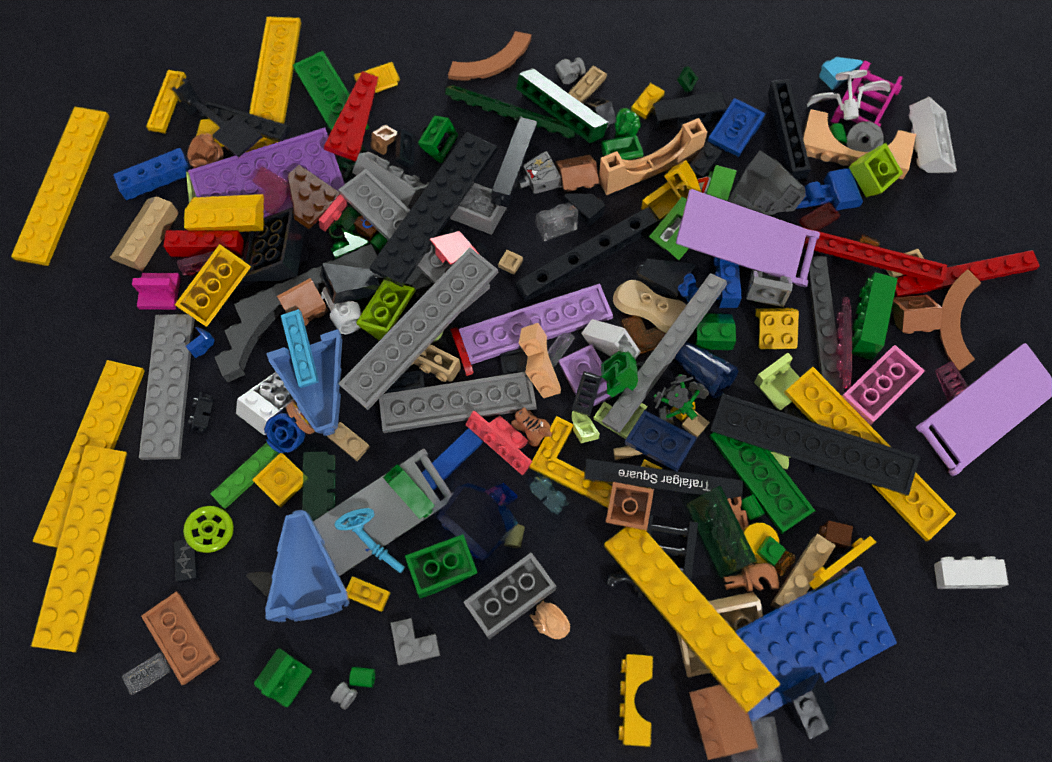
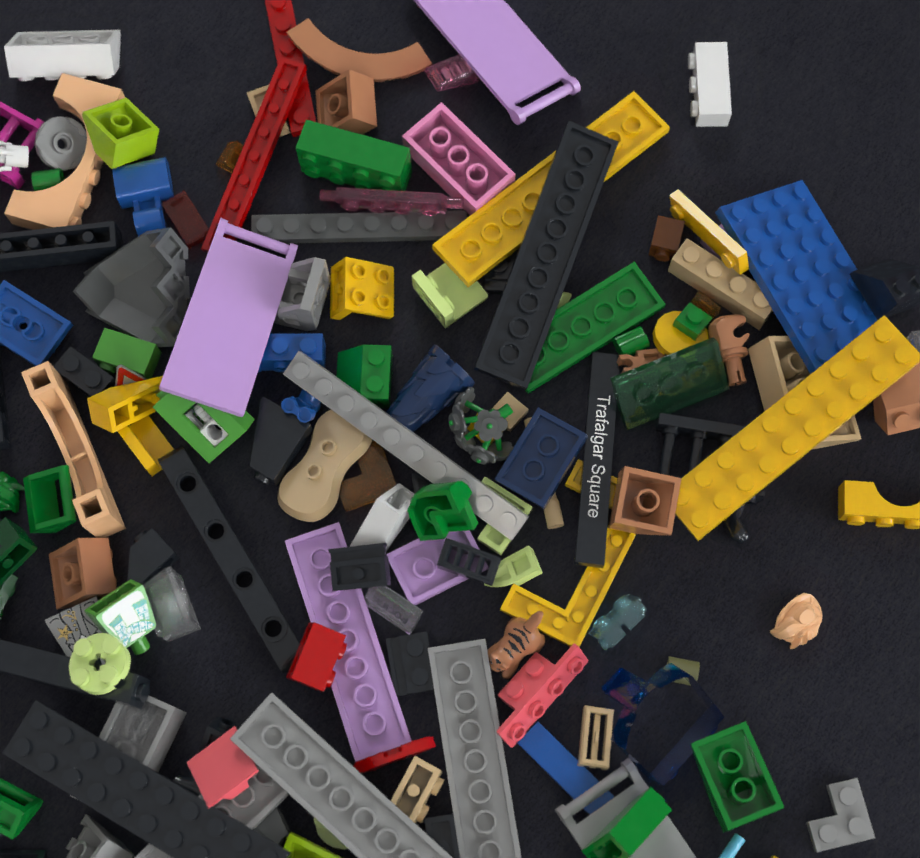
camera: 90 degrees left, 5 degrees up
(474, 470) = (593, 762): none -> tan tile
(510, 262) = (239, 680): tan plate -> none
(510, 595) = (773, 675): light grey brick -> none
(521, 167) = (85, 655): none -> yellowish green plate
(522, 300) = (317, 657): none -> red brick
(539, 367) = (424, 631): light nougat arch -> none
(546, 190) = (125, 615): none -> torso
(581, 324) = (359, 567): none -> black plate

